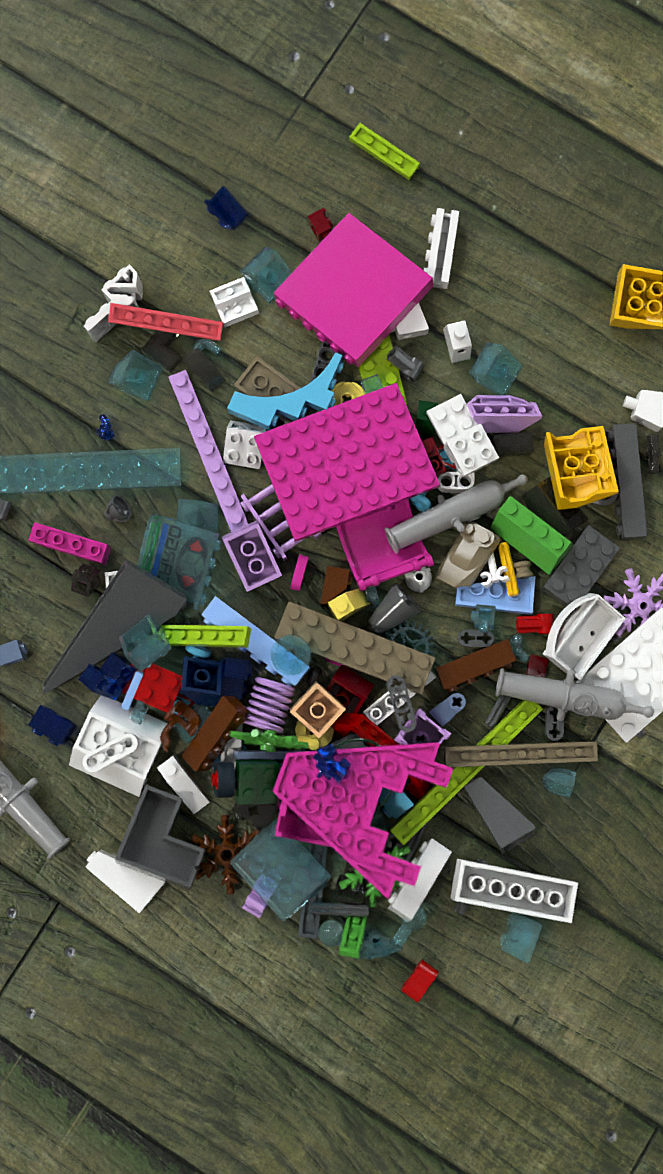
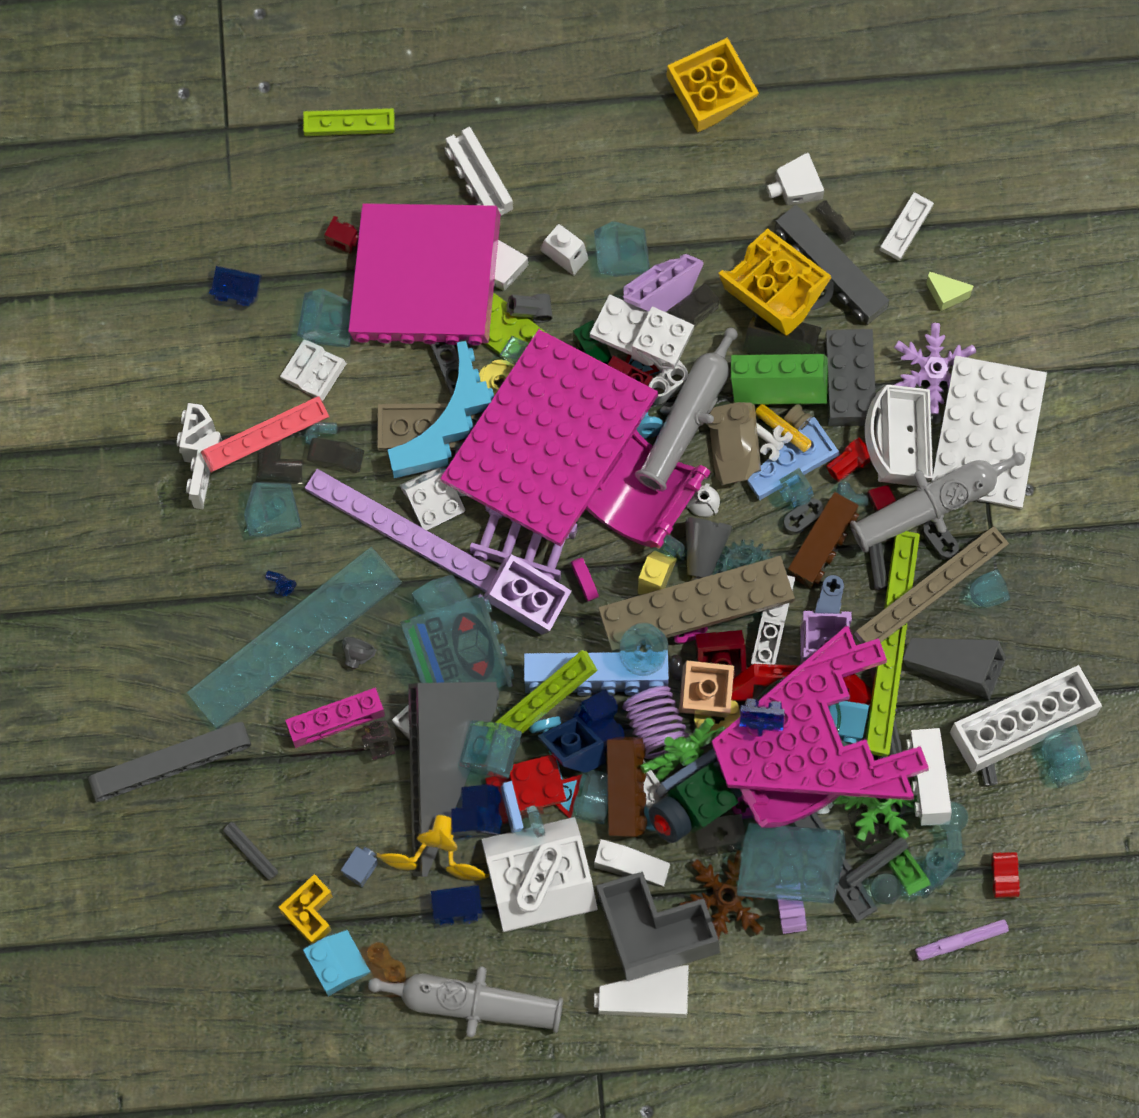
camera: 40 degrees left, 10 degrees down
(72, 673) = (441, 838): none -> yellow plant
(190, 726) = (596, 797): reddish brown helmet -> none
(335, 583) = (627, 563): reddish brown slope -> none
(357, 1000) = (961, 940): none -> lavender axle
(400, 720) = (773, 602): dark grey beam -> none

